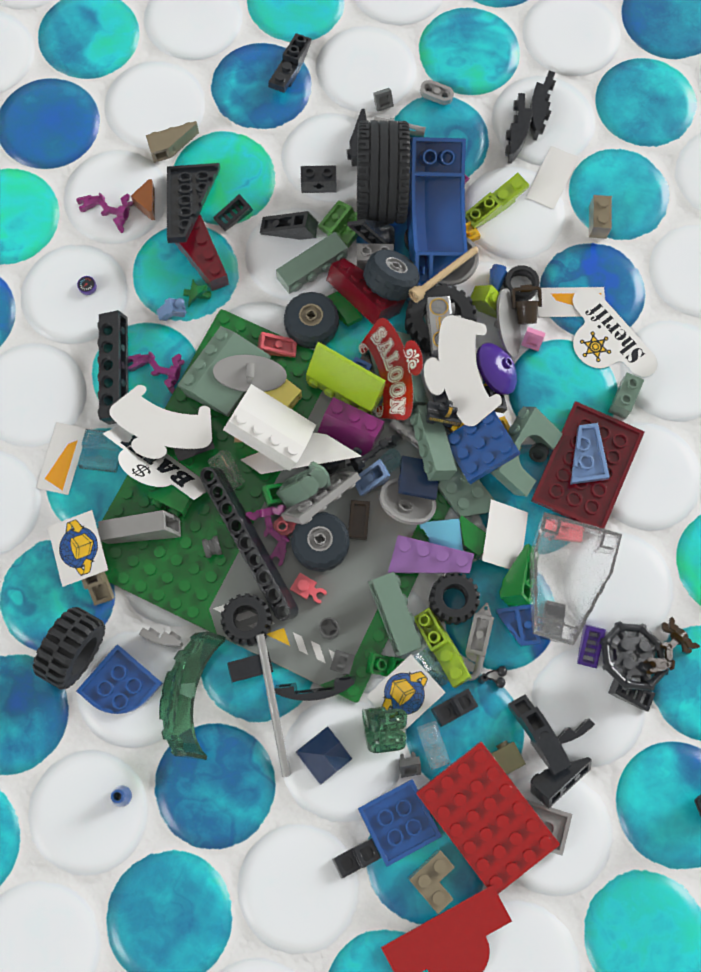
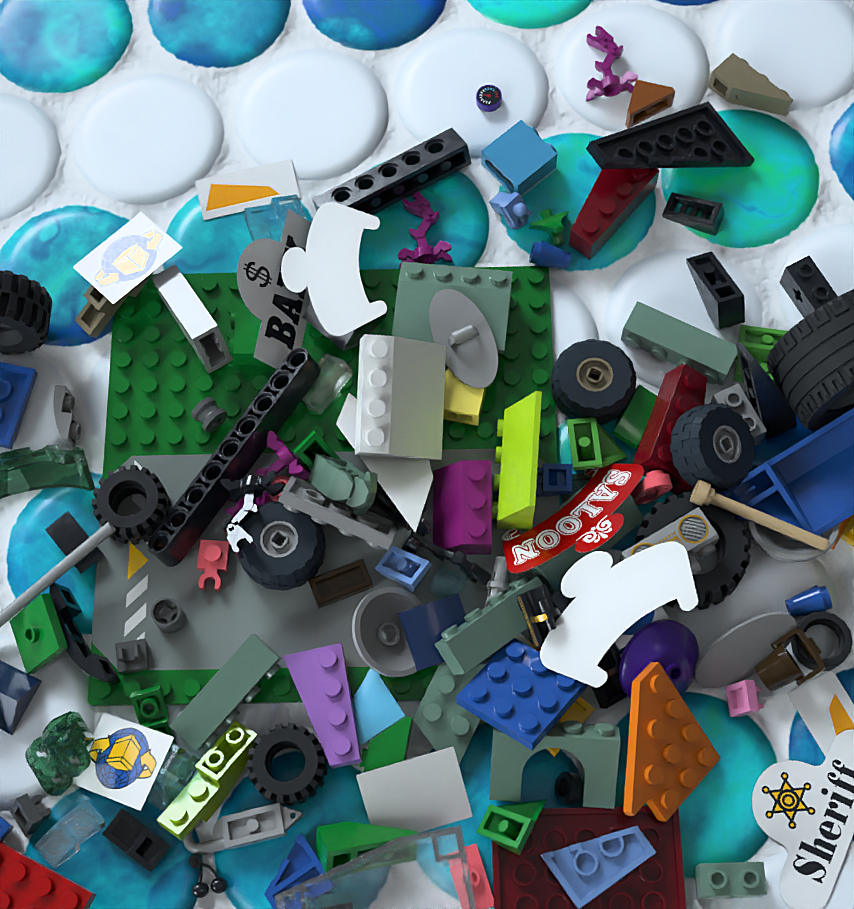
camera: 70 degrees right, 5 degrees down
(142, 288) = (519, 158): none -> dark azure piece
(214, 305) = (549, 256): none -> blue cone
(277, 345) = (531, 357): coral slope -> none
(277, 541) = (252, 488): none -> black piece
(300, 712) = (38, 633): none -> green plate
(349, 341) = (591, 445): none -> bright green slope
(393, 316) = (651, 487): none -> coral plate
(485, 299) = (762, 596): lime slope -> none
(545, 388) = (665, 747): none -> orange wing
(548, 489) = (510, 824): none -> green slope

